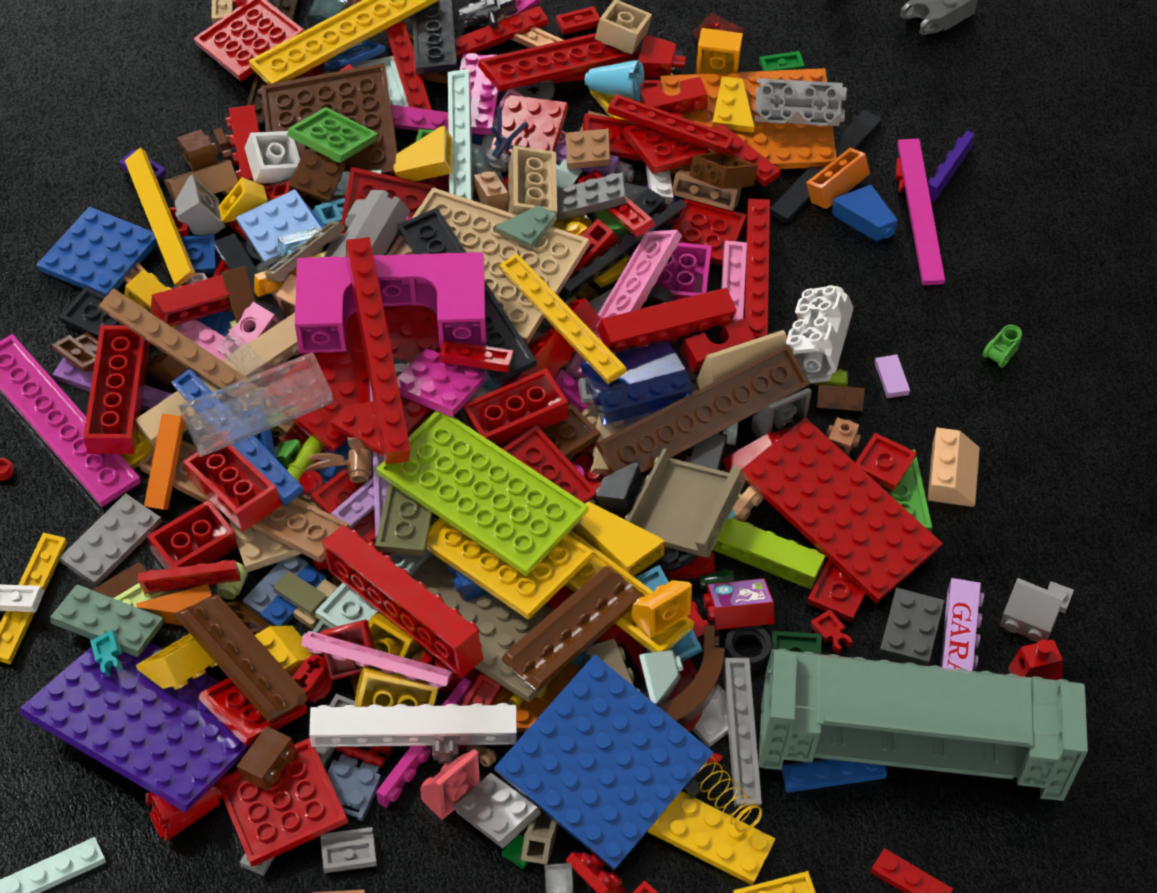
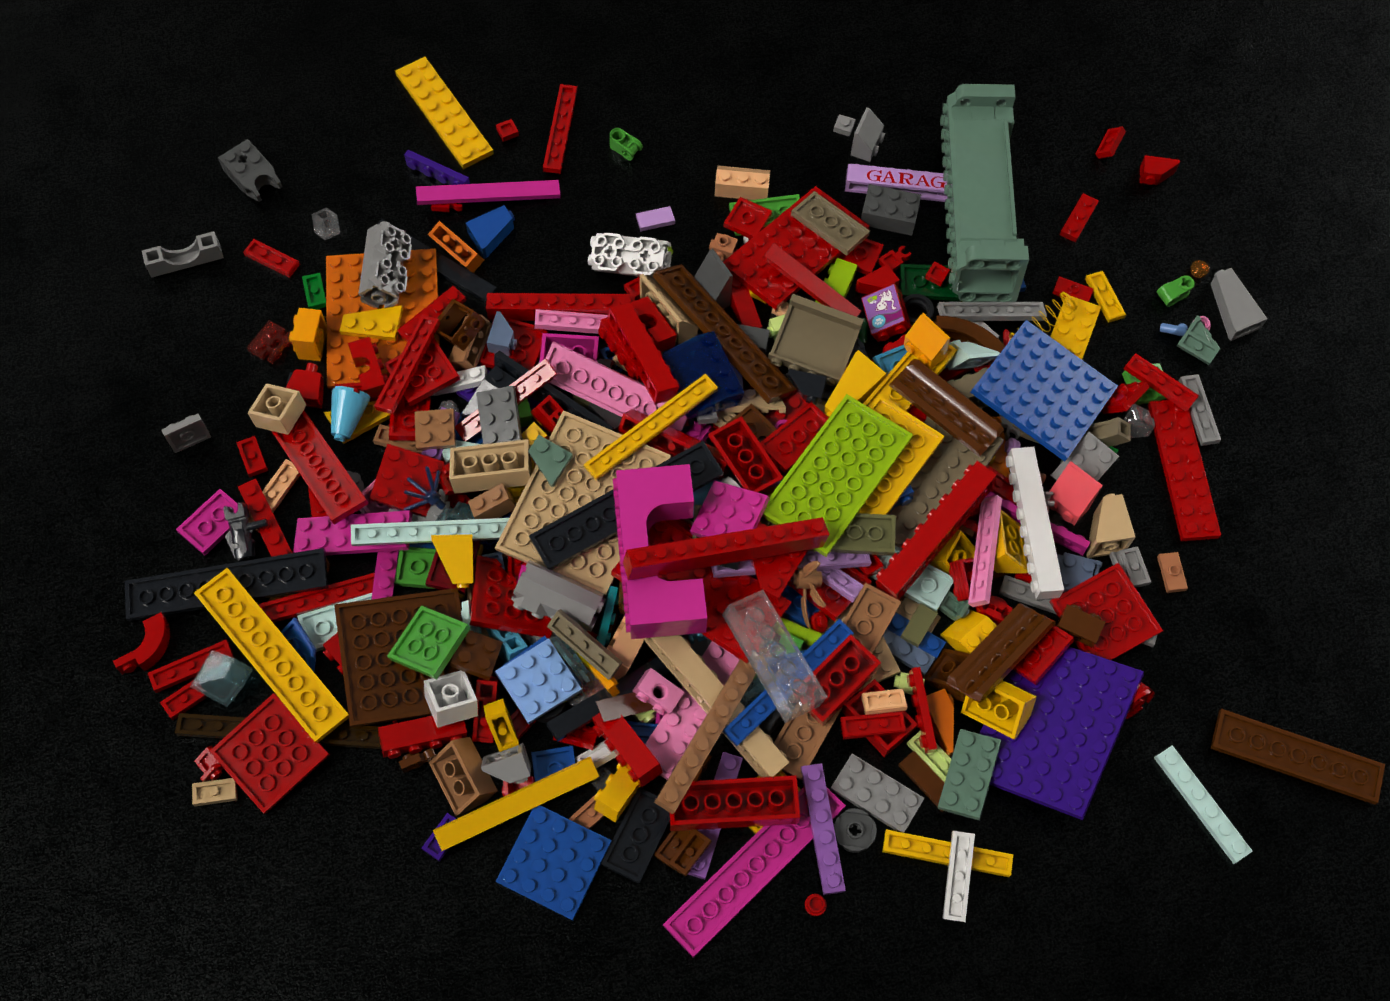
camera: 95 degrees left, 10 degrees up
(76, 523) = (863, 822): none -> dark grey plate
(77, 475) = (822, 829): none -> medium lavender plate
(106, 650) = (1007, 761): teal plate -> none
(164, 462) = (807, 748): orange tile -> none
(177, 521) = (873, 725): none -> red tile
(197, 150) = (426, 782): reddish brown brick -> none
(201, 531) = (884, 701): none -> light nougat plate
(240, 353) = (706, 686): clear slope -> none
(403, 822) = (1110, 527): none -> tan slope
(476, 356) = (707, 483): red plate -> none
(713, 212) = (501, 336): none -> sand blue slope
(772, 510) = (808, 281): none -> red tile
(783, 851) = (1073, 289): none -> red plate
(794, 609) = (877, 280): none -> red slope
(827, 31) = (271, 258): none -> red tile
(840, 397) = (682, 250): reddish brown plate -> none
(867, 66) = (325, 223): none -> clear brick
(870, 541) = (830, 223): none -> dark tan plate
(1017, 232) = (507, 130): none -> red plate
(1025, 284) = (560, 129): none -> red plate
(1038, 661) = (907, 135): red torso -> none
(1042, 176) = (444, 112): none -> yellow plate

